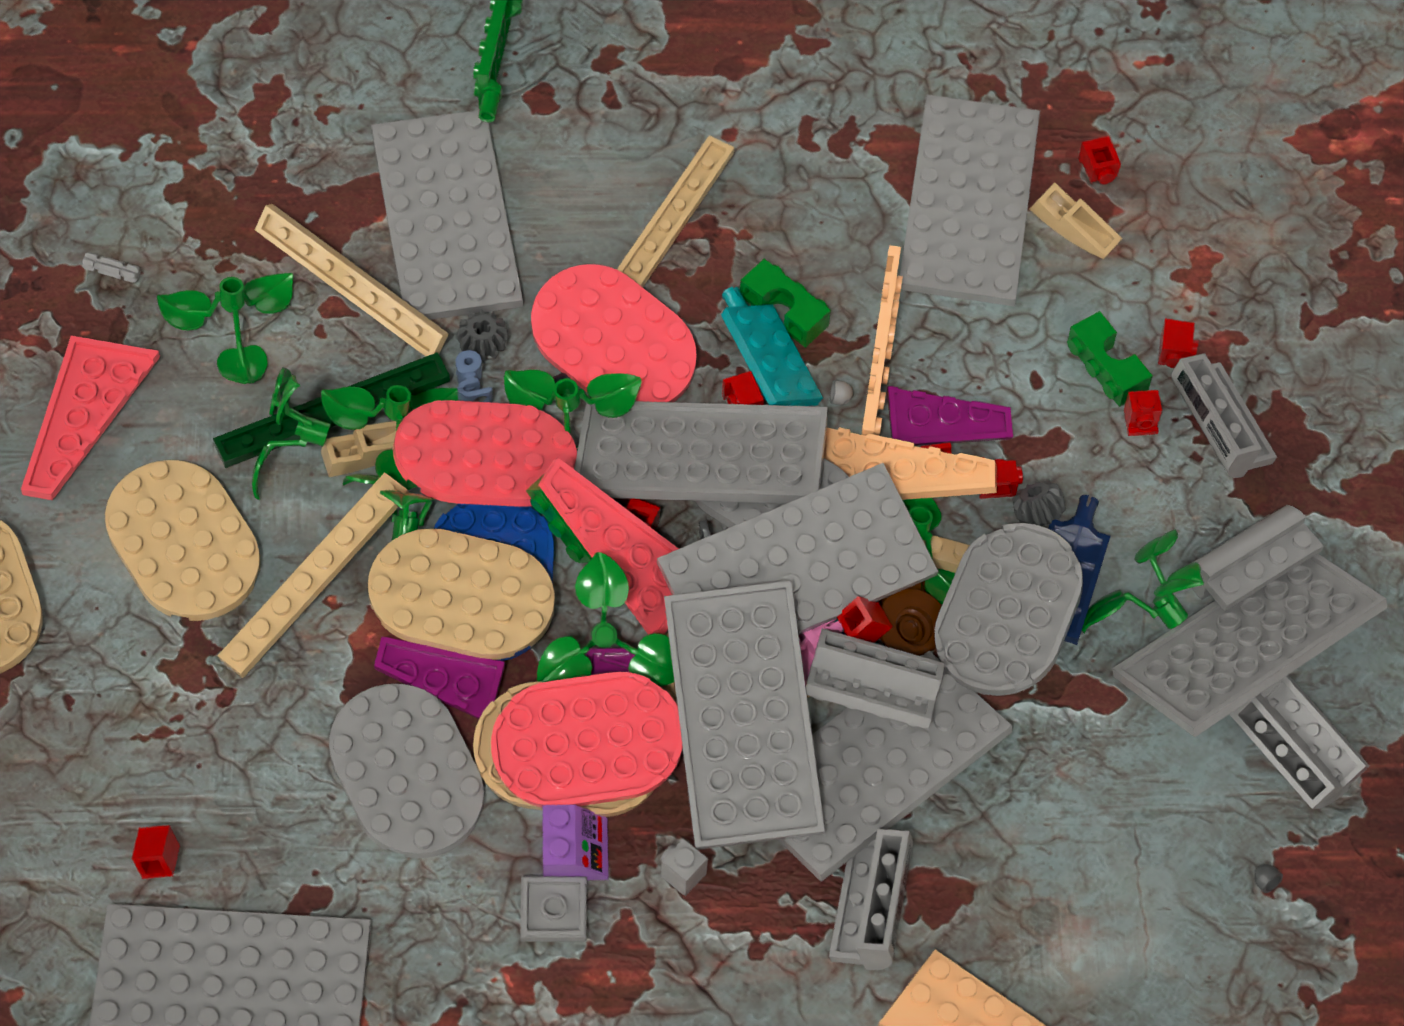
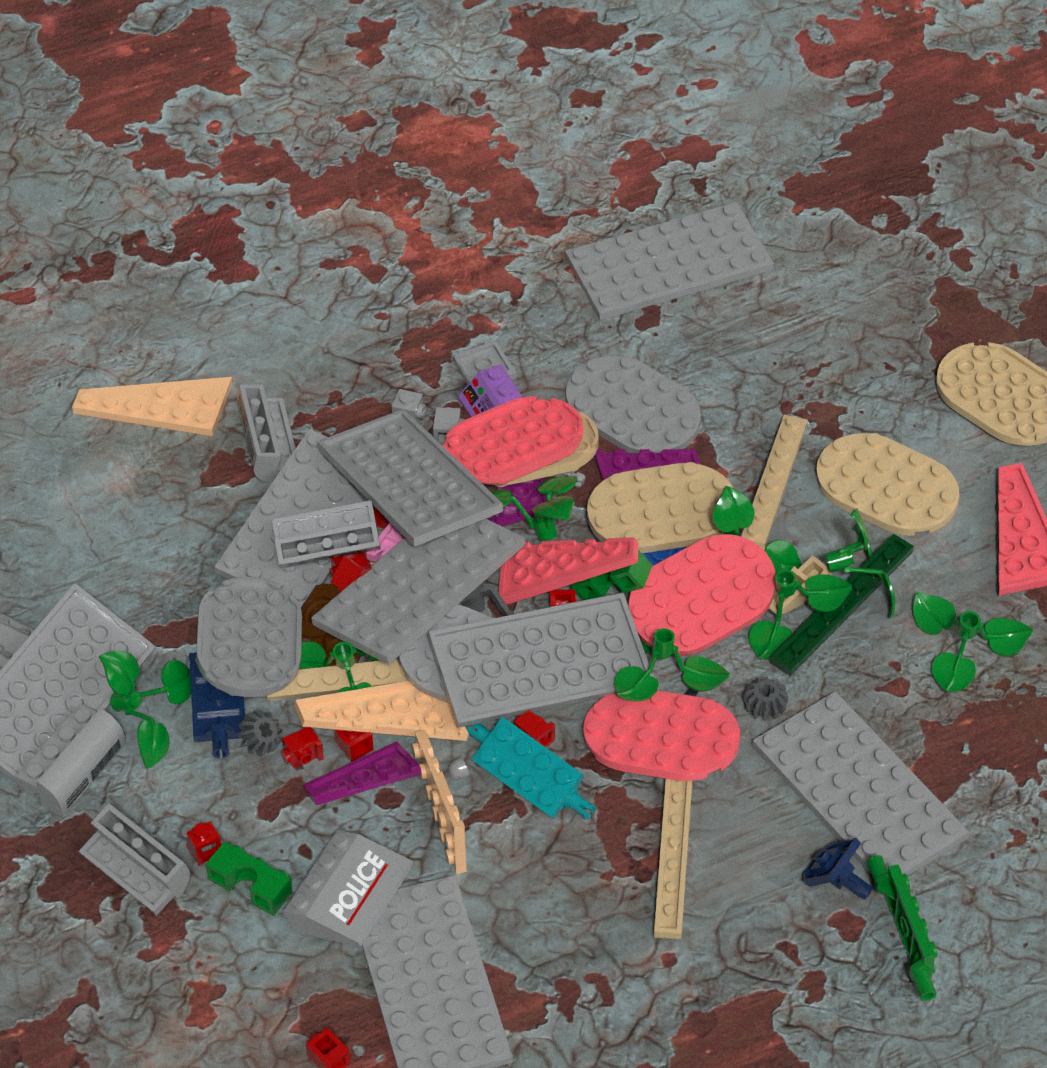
camera: 160 degrees right, 10 degrees down
(155, 852) = (761, 292): red brick -> none
(351, 281) = (884, 697): tan plate -> none
(468, 377) = (759, 666): sand blue leg -> none
(529, 133) = (834, 867): none -> dark blue piece
(646, 825) = (445, 420): none -> light grey brick
(769, 286) = (558, 827): green arch -> none
(1016, 293) = (347, 889): none -> light grey slope
(1075, 222) = (327, 989): tan slope -> none
(1176, 342) = (195, 913): red brick -> none

